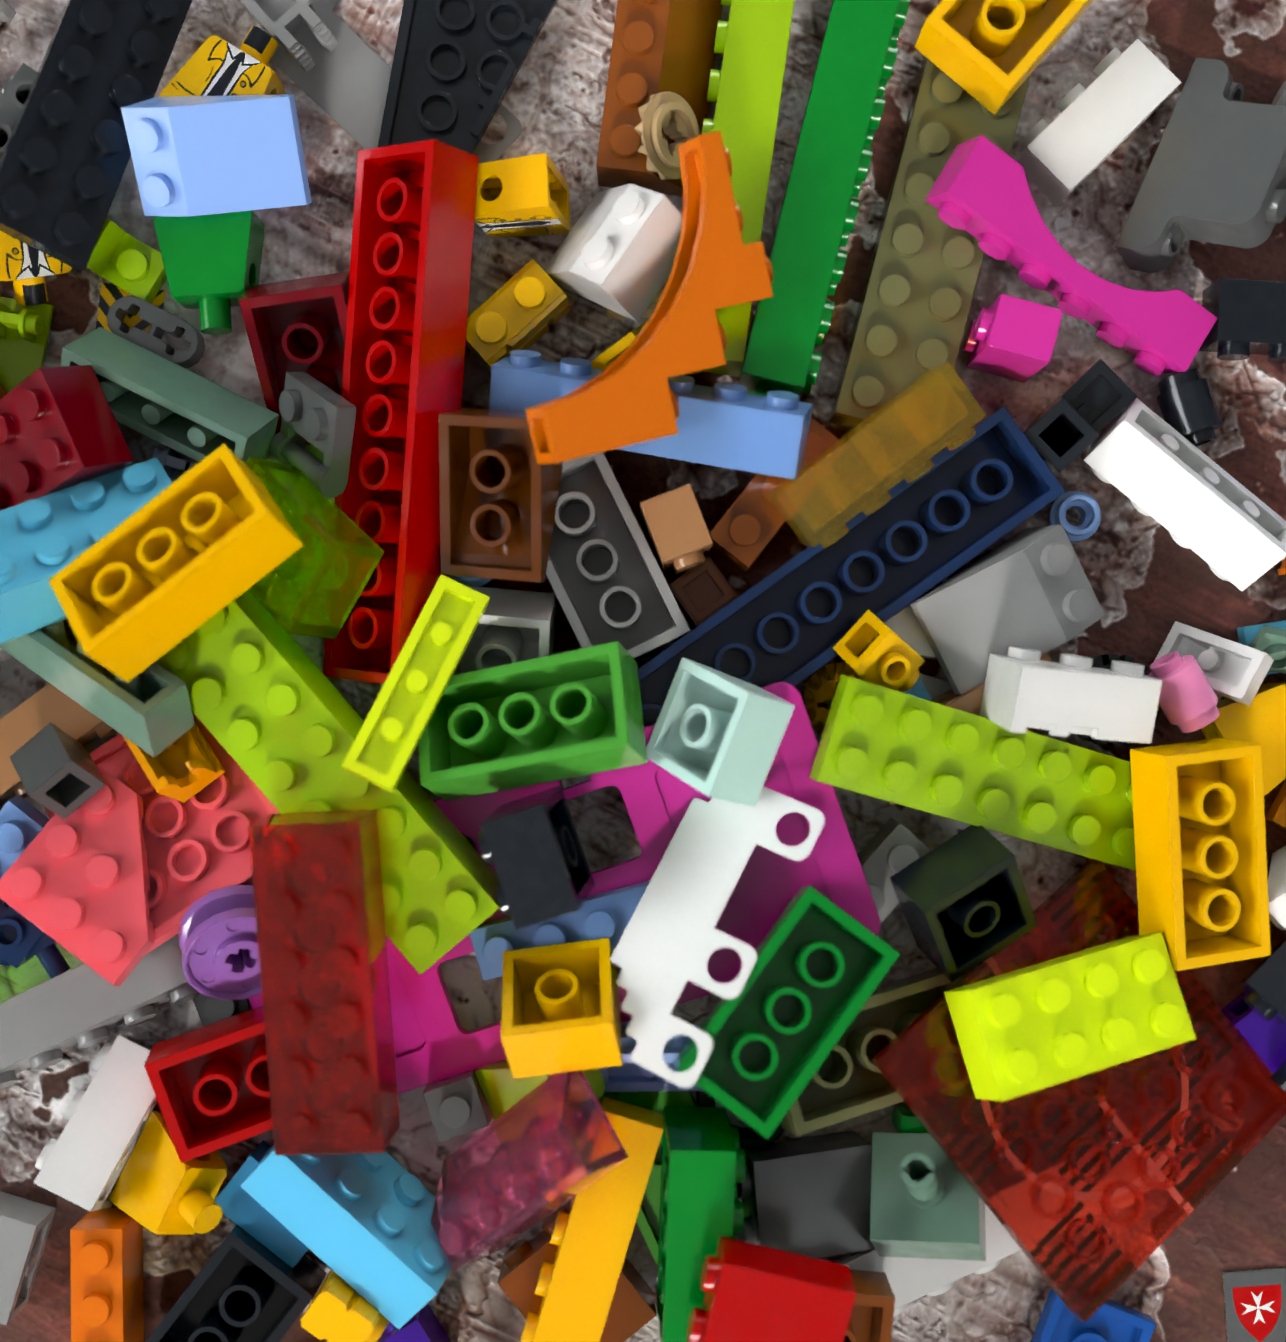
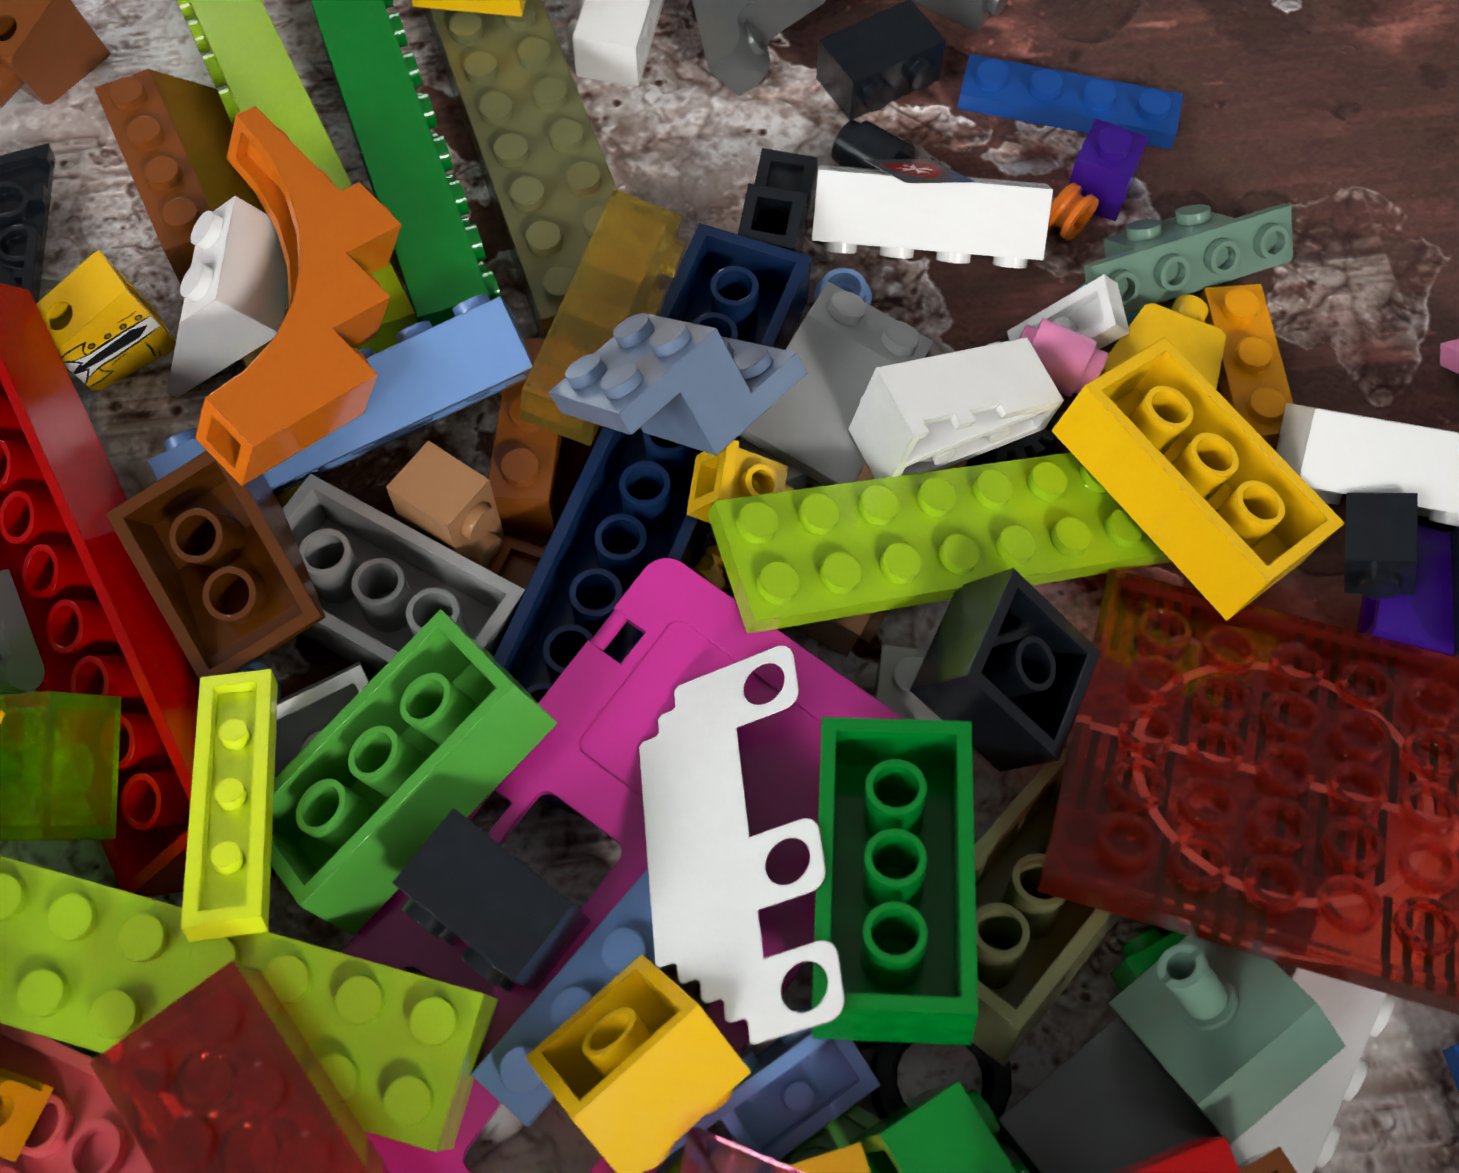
camera: 30 degrees left, 25 degrees down
(515, 315) = (157, 406): yellow brick -> none
(678, 121) = (212, 181): tan gear -> none
(718, 733) = (616, 640): light aqua slope -> none
(874, 559) = (677, 382): none -> sand blue bracket
(992, 201) = (567, 69): dark pink arch -> none
(1012, 338) = (671, 167): dark pink brick -> none
(1069, 1016) = (1198, 703): neon yellow brick -> none
(1201, 467) = (919, 171): none -> dark grey sticker

